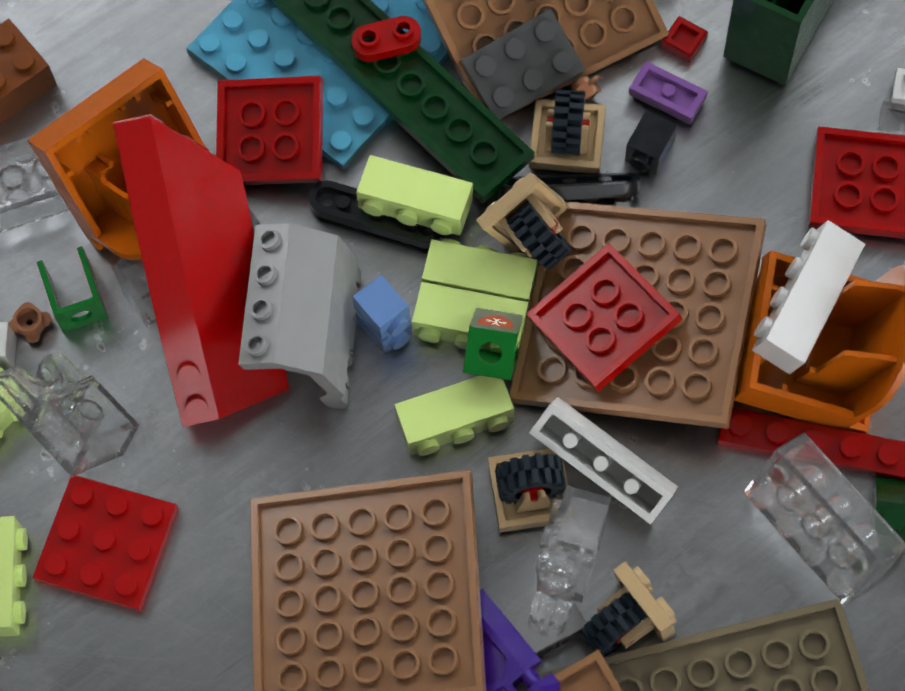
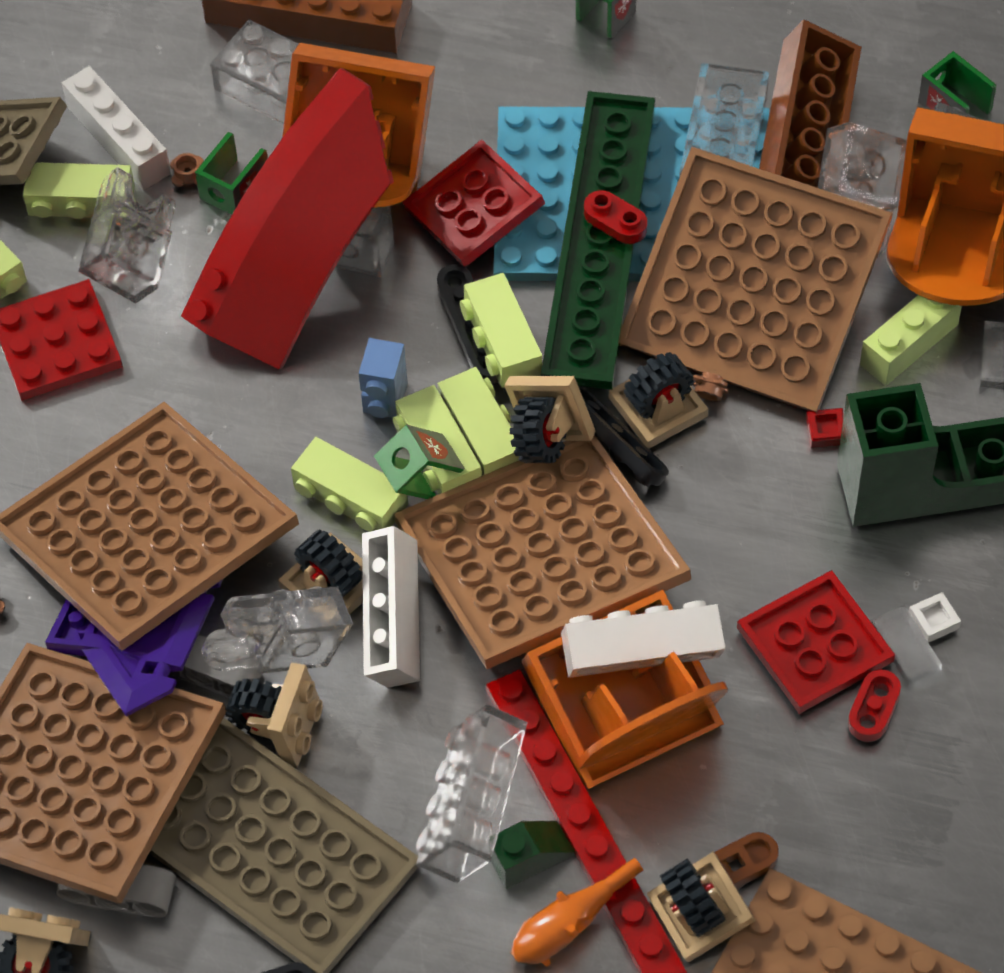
camera: 50 degrees right, 10 degrees down
(302, 307) = (325, 312): light grey hinge -> none
(522, 65) = (683, 322): dark grey plate -> none
(604, 317) = (508, 521): red plate -> none
(650, 143) = (704, 463): black brick -> none
(668, 92) = (763, 446): medium lavender plate -> none

